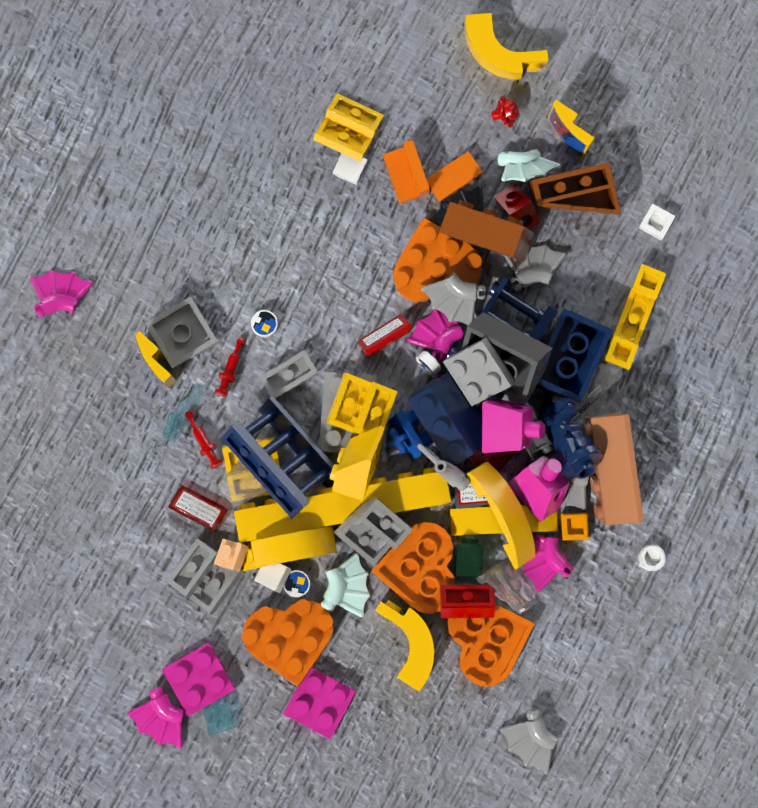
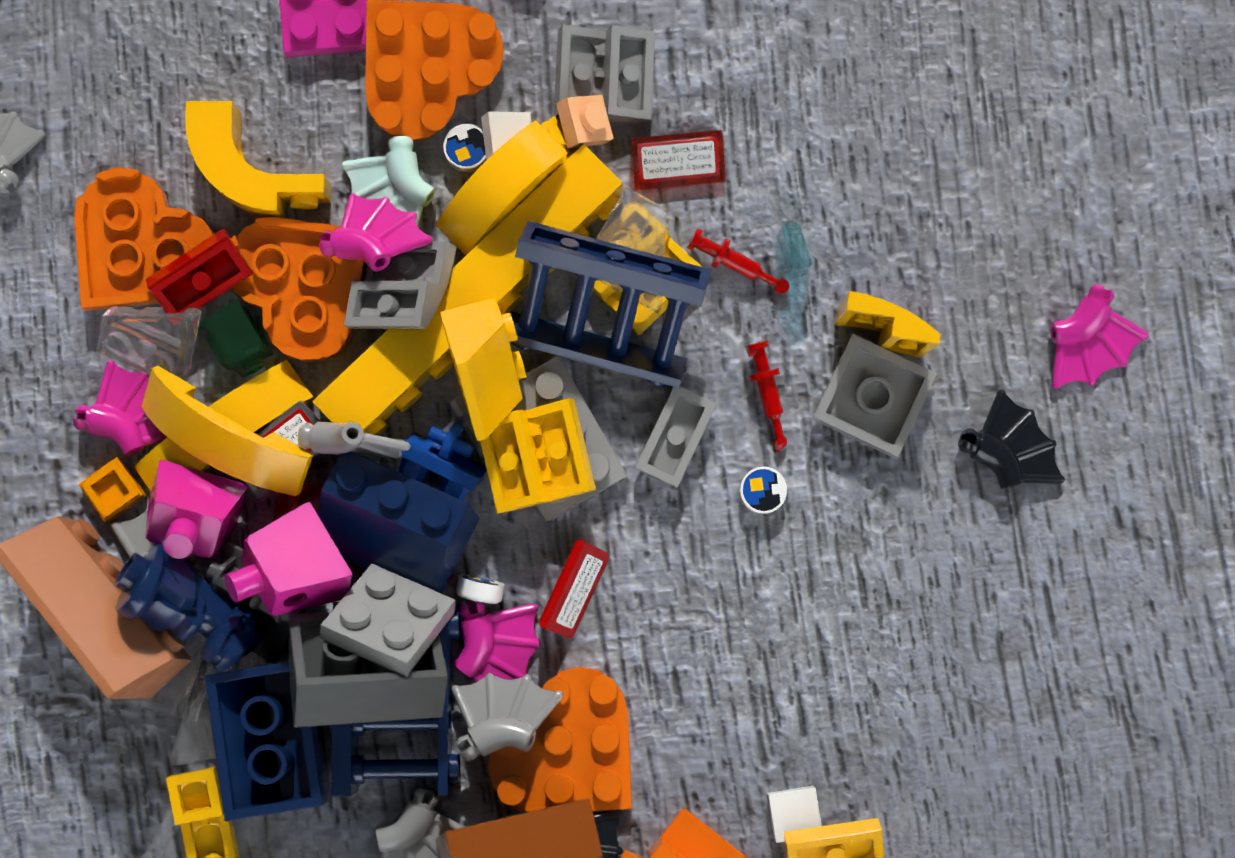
camera: 150 degrees right, 0 degrees up
(132, 267) = (1012, 445): none -> black arm
(369, 565) = (373, 233): none -> dark pink arm

